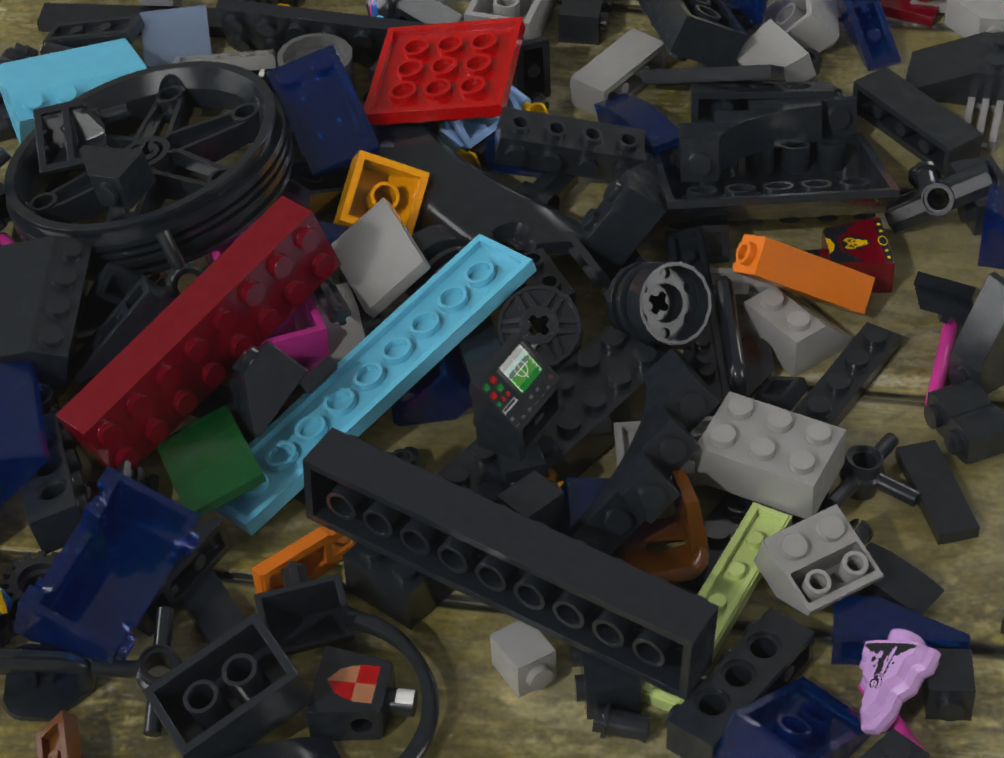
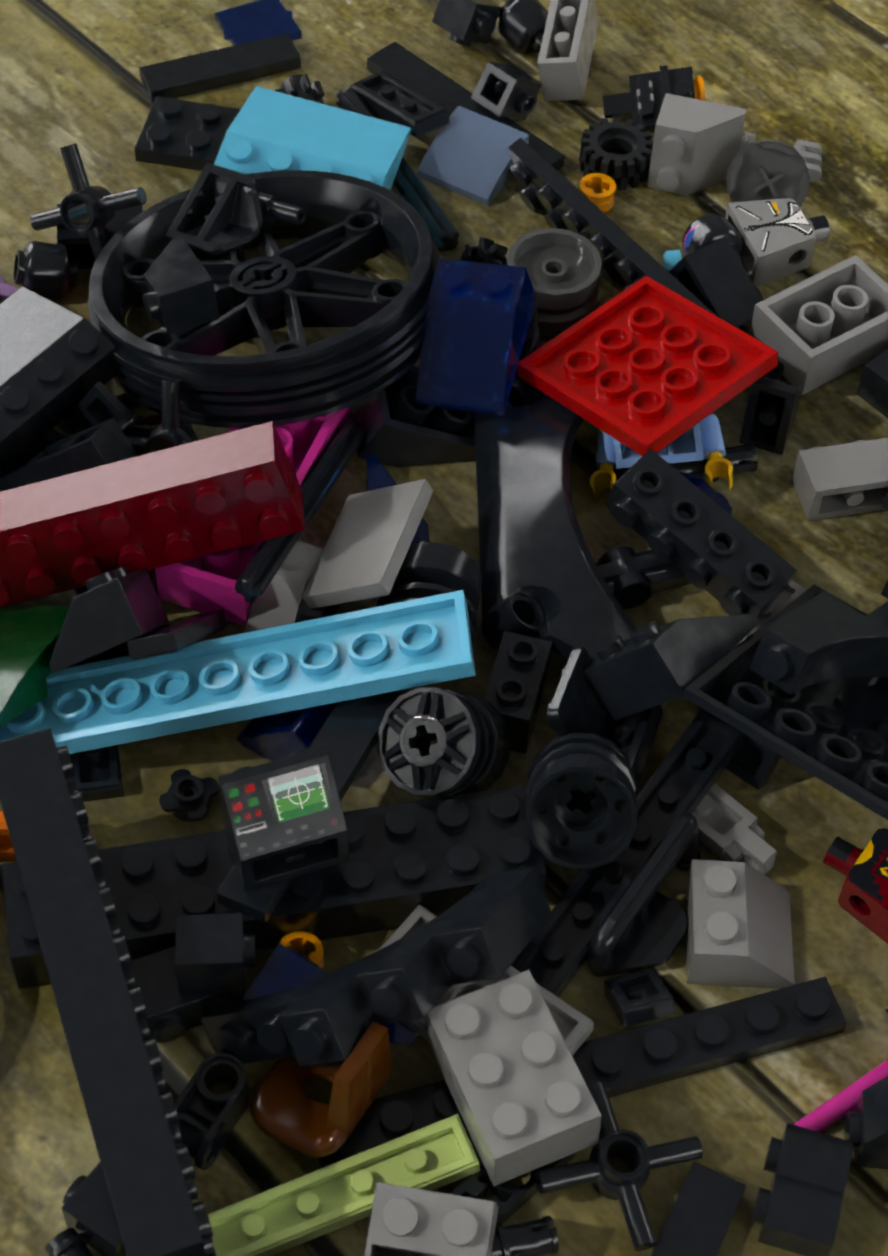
camera: 35 degrees right, 10 degrees up
(249, 60) = (476, 210): light grey tile -> none
(378, 177) = (461, 467): light orange slope -> none
(523, 657) = (58, 1116): light grey brick -> none
(637, 113) = (817, 550): clear blue slope -> none
(803, 273) = (779, 875): orange brick -> none

